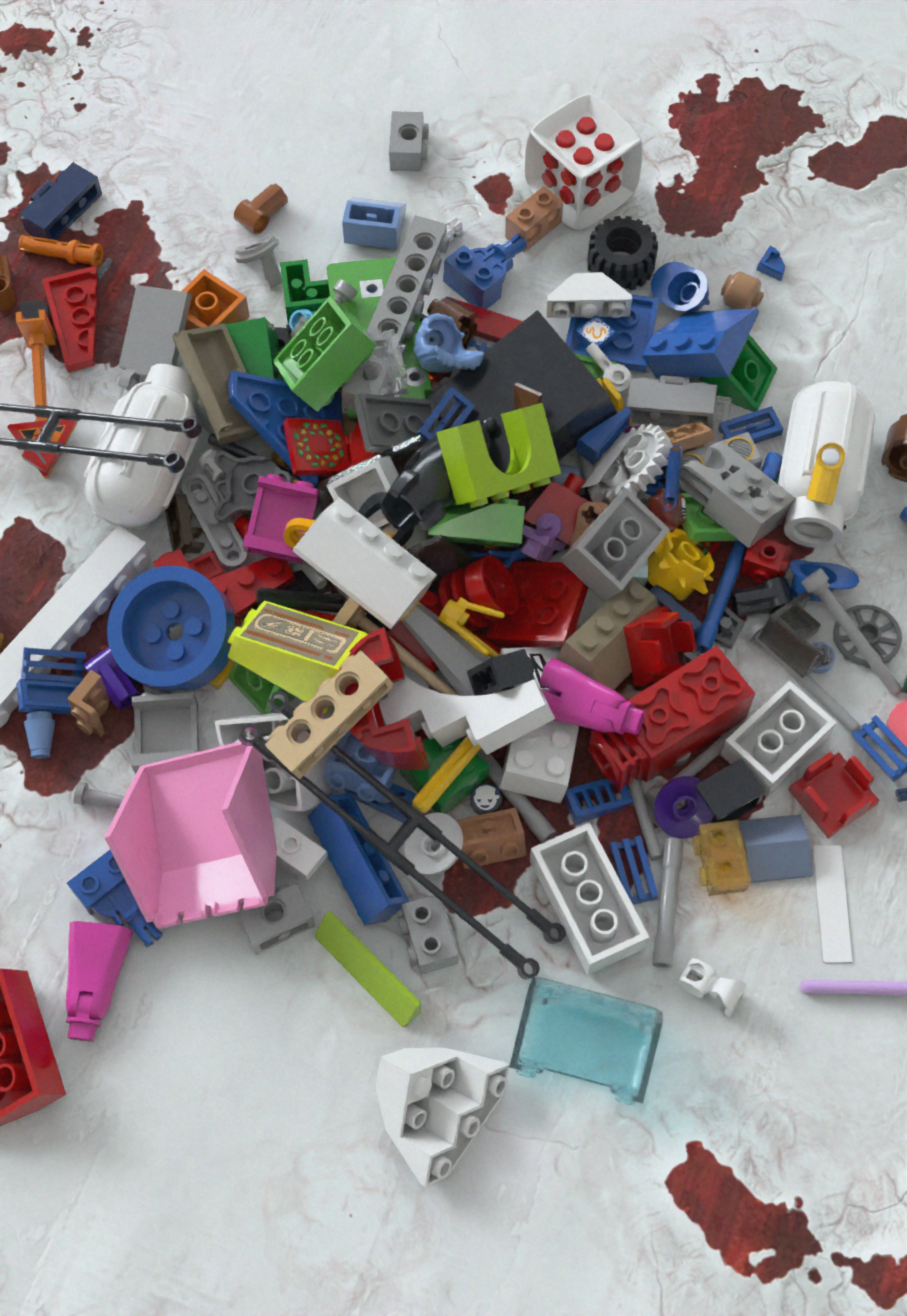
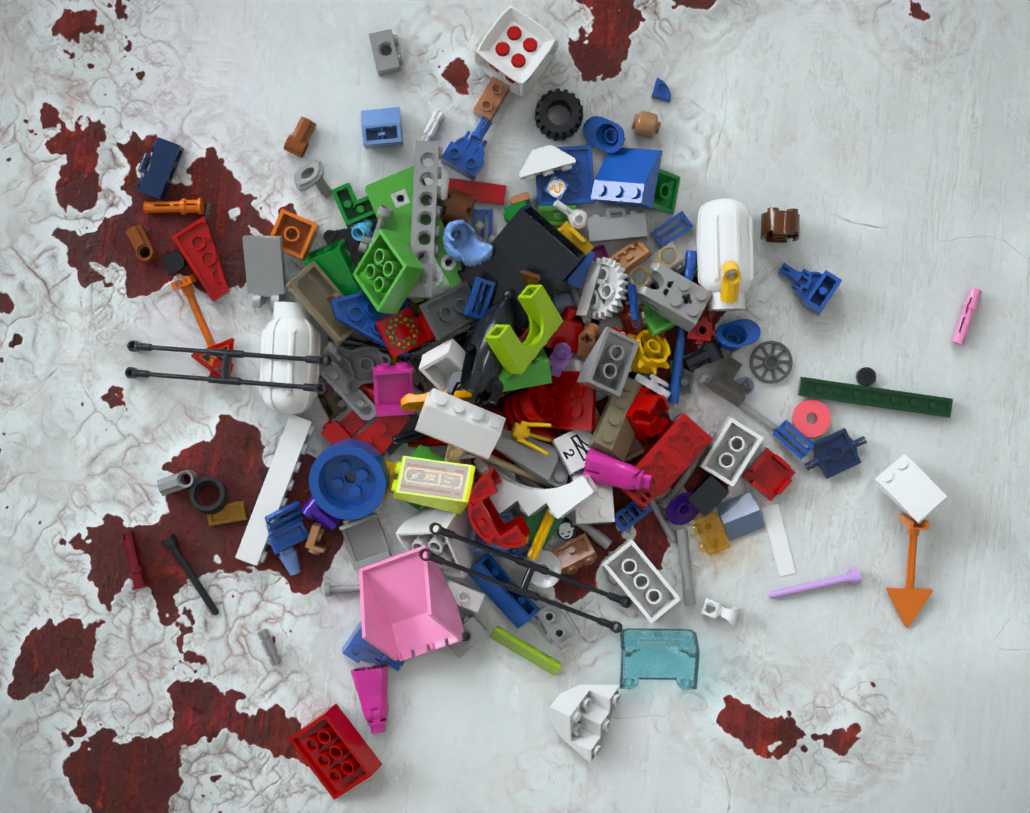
camera: 15 degrees left, 25 degrees up
(327, 732) = (458, 565): tan brick -> none
(501, 673) = (560, 470): black brick -> none
(626, 845) = (669, 566): blue tile -> none
(818, 585) = (736, 349): light grey piece -> none

